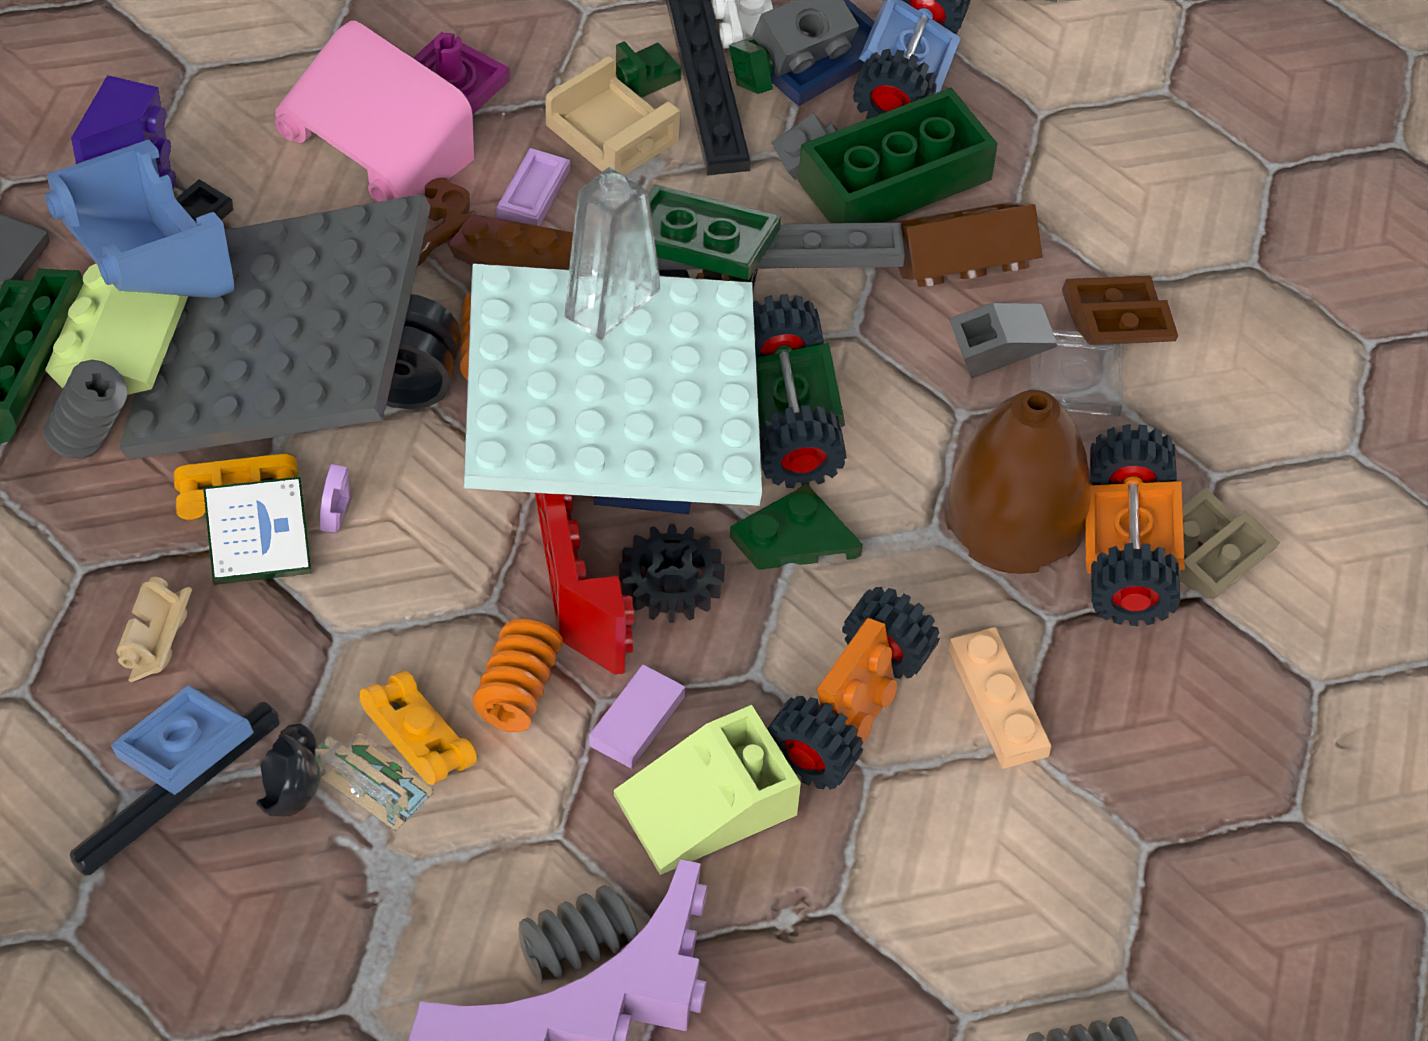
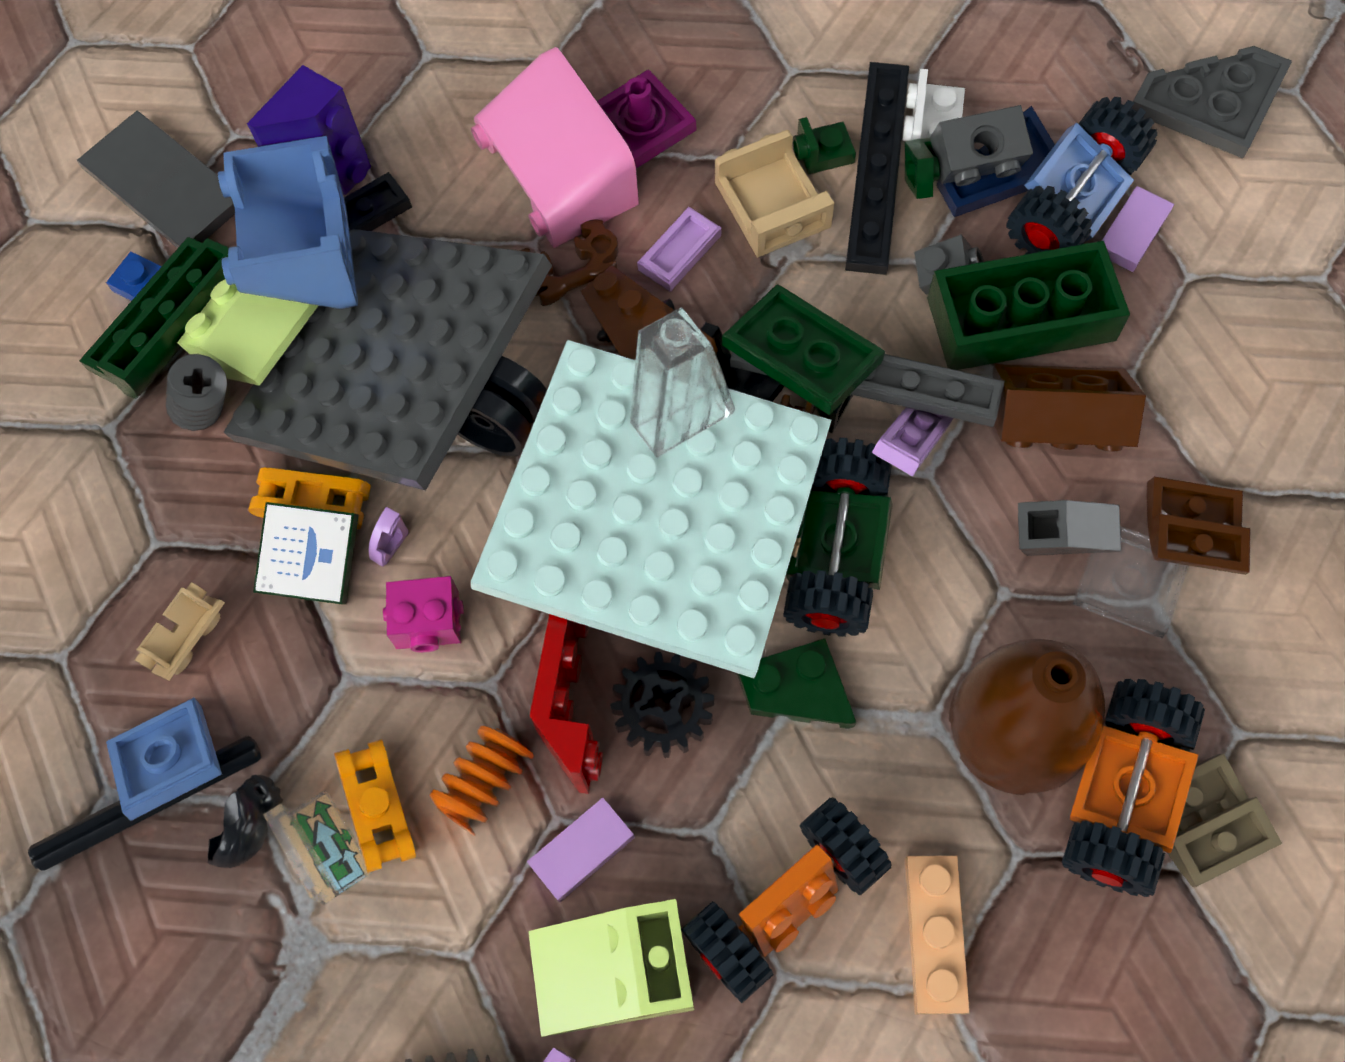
camera: 25 degrees right, 15 degrees up
(401, 553) = (423, 613): none -> dark pink head
(831, 287) = (911, 439): none -> lavender tile
(978, 78) = (1136, 227): none -> lavender tile

